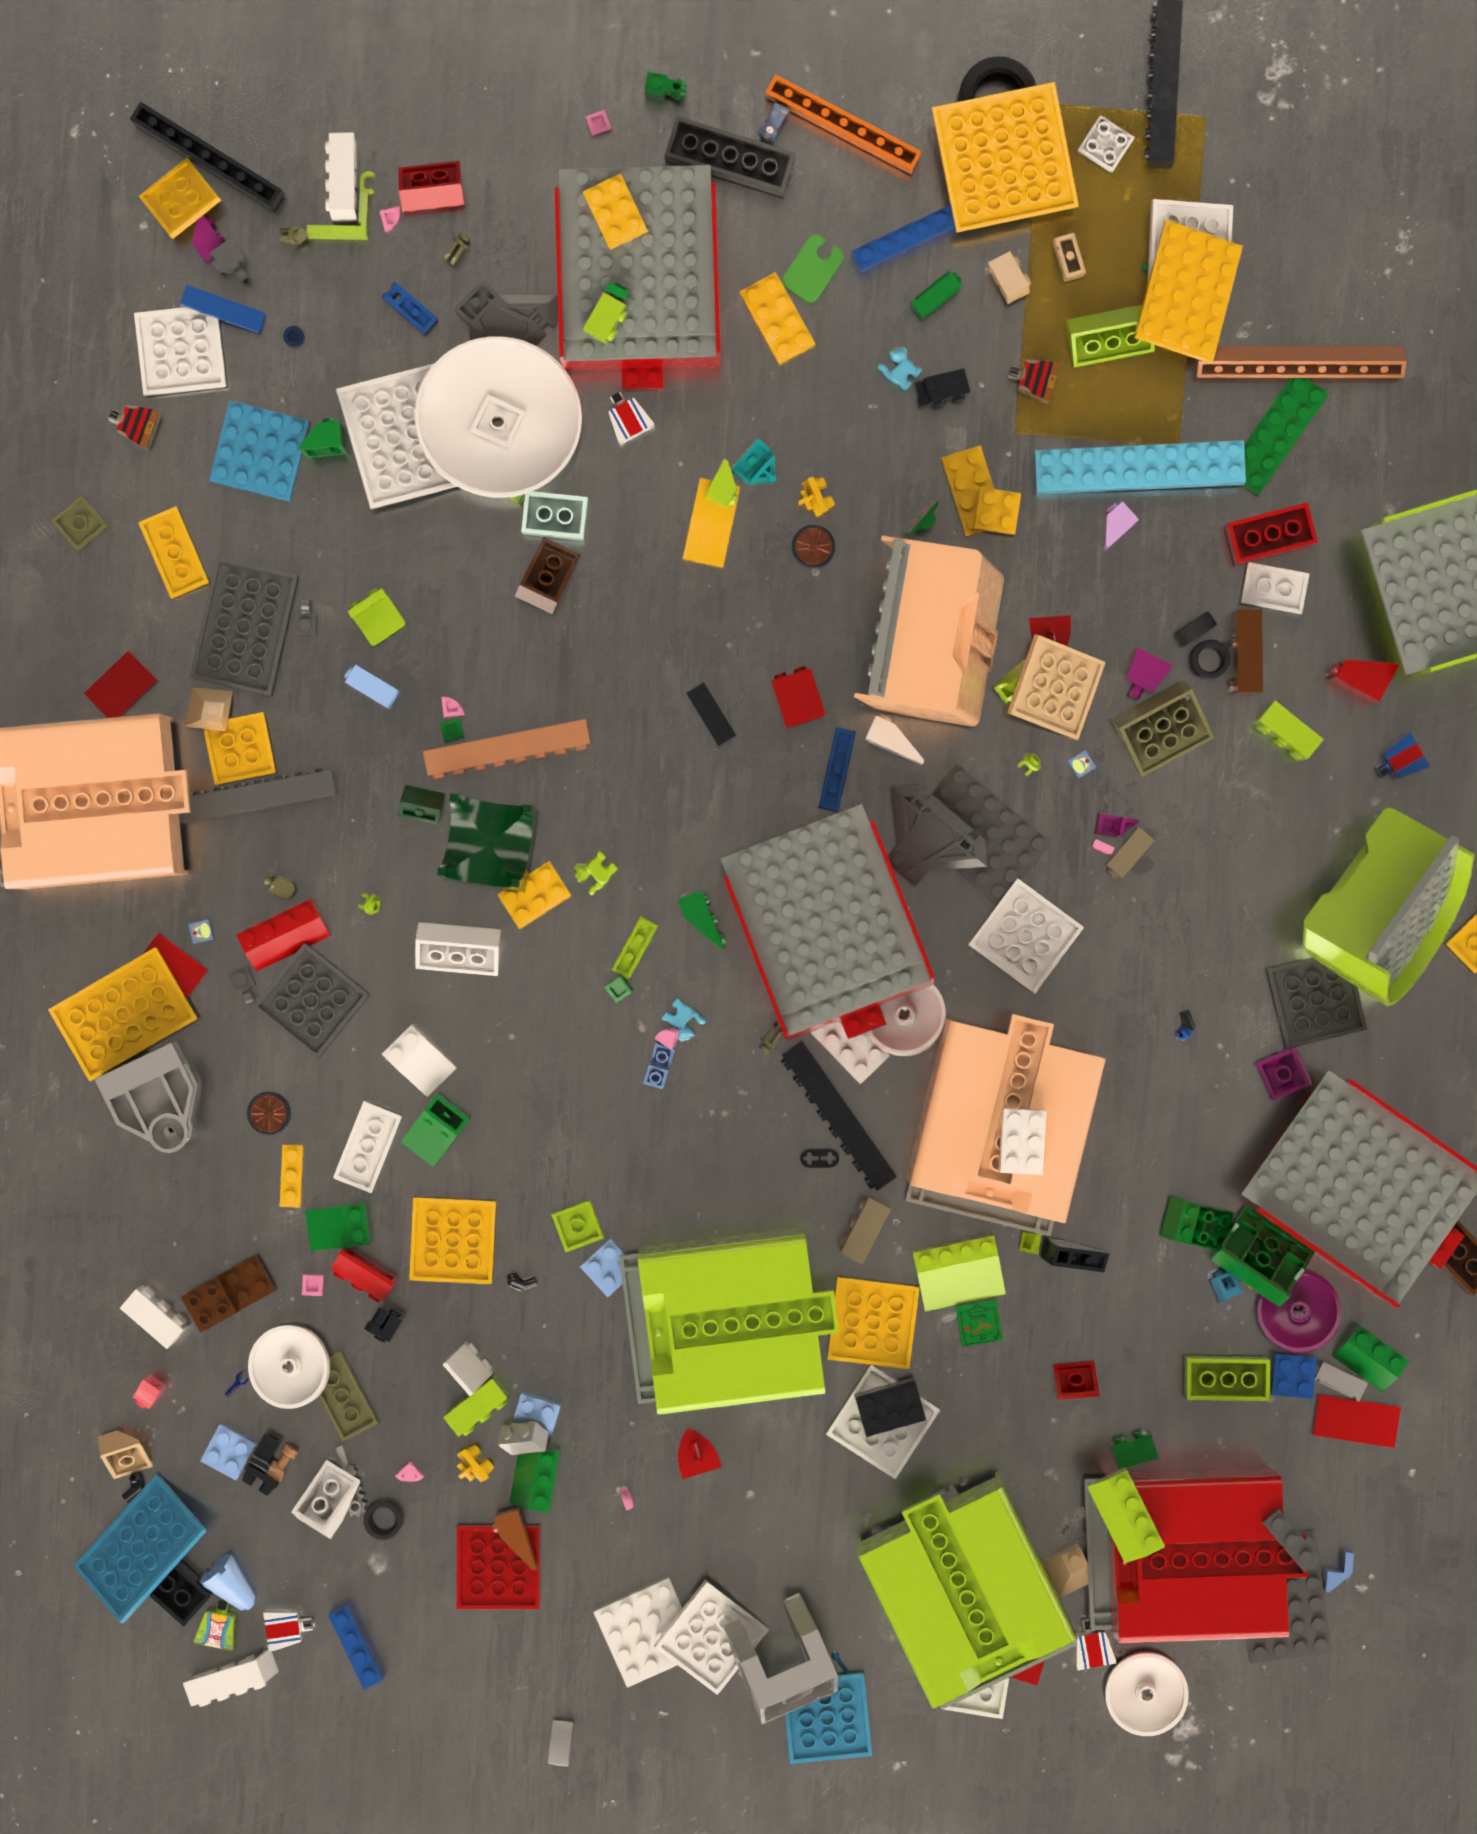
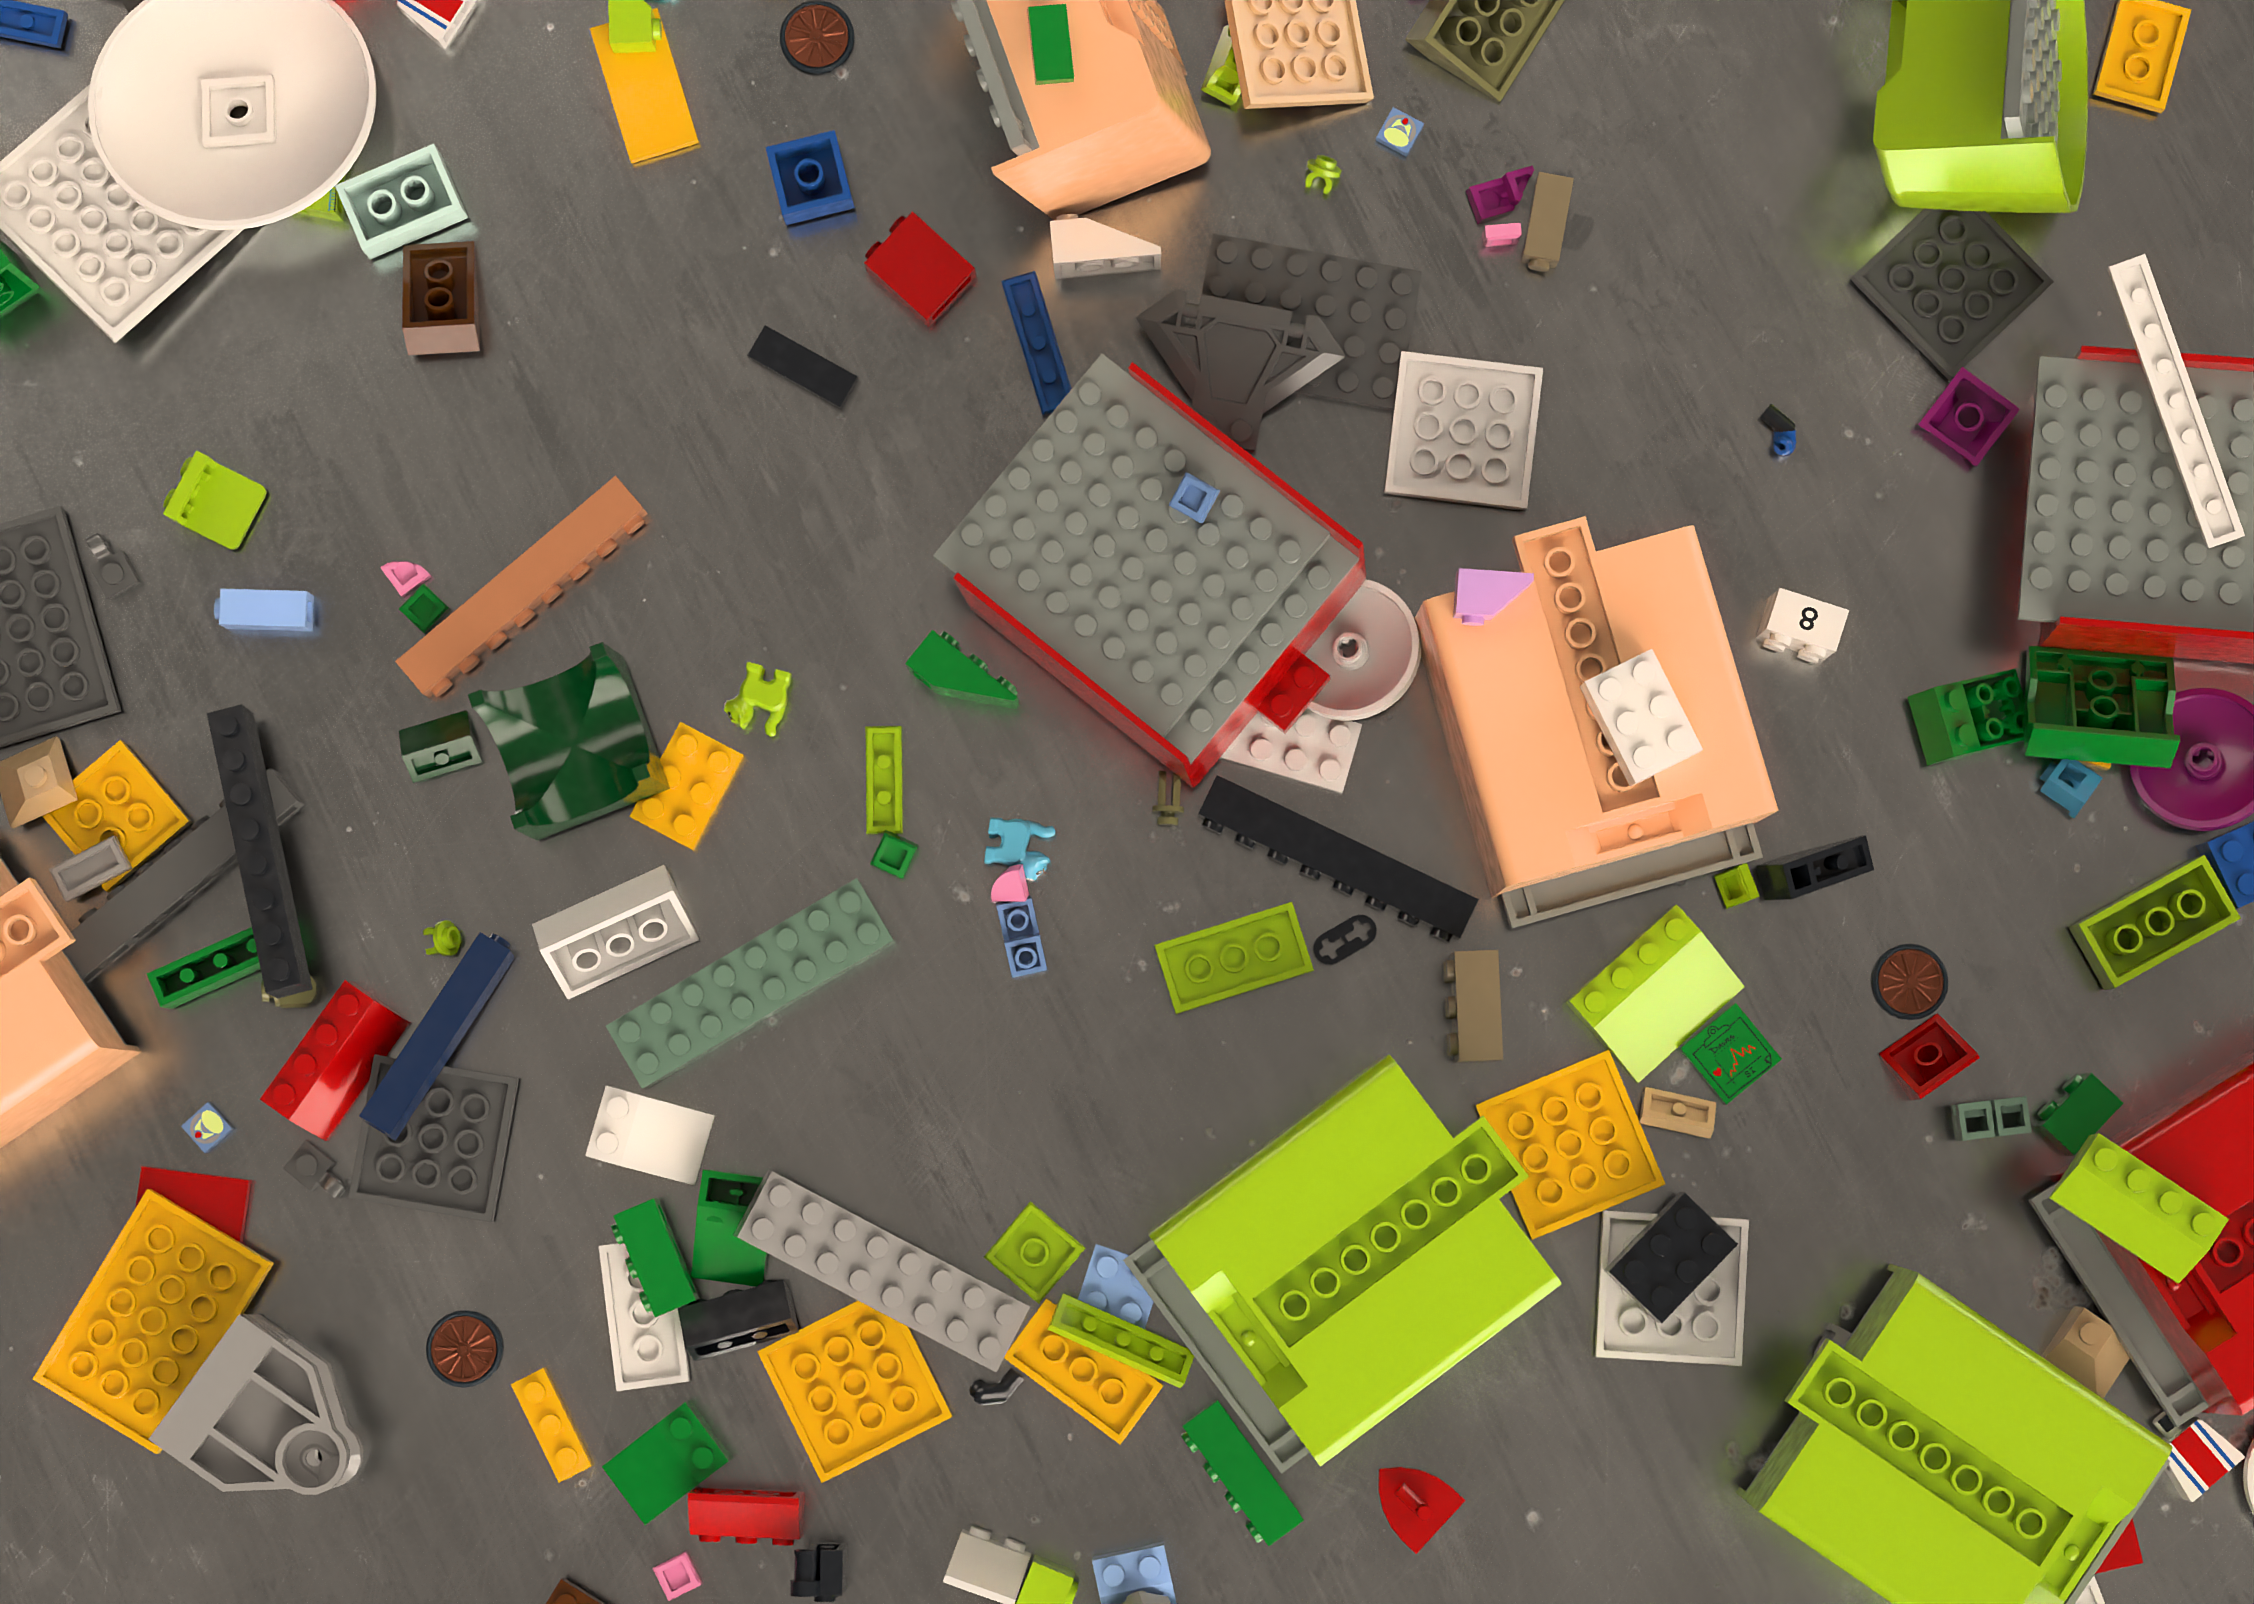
camera: 25 degrees left, 5 degrees down
(213, 769) = (90, 868): none -> light grey tile
(255, 854) = (205, 970): none -> green brick
(303, 811) = (259, 851): none -> black brick
(341, 951) = (438, 1035): none -> dark blue brick
(388, 1123) = (654, 1257): none -> green brick
(412, 1176) = (738, 1319): none -> black brick
(496, 1194) = (881, 1270): none -> light grey brick
(511, 1013) = (750, 984): none -> sand green brick
(569, 1298) = (1085, 1380): none -> yellow plate
(596, 1294) = (1121, 1340): none -> lime plate
(619, 1391) = (1242, 1472): none -> green brick
(759, 1136) = (1234, 957): none -> lime plate
(768, 620) = (810, 177): none -> blue brick
(865, 905) = (1194, 497): none -> medium blue tile
(917, 652) = (1050, 44): none -> green tile
(935, 1337) = (1677, 1112): none -> tan plate
(981, 1036) = (1486, 593): none -> lavender slope
(1088, 1428) = (1991, 1118): none -> sand green hips
(1089, 1337) = (1910, 981): none -> copper wheel
(1138, 1131) = (1801, 625): none -> white brick
(1378, 1133) = (2176, 401): none -> white plate

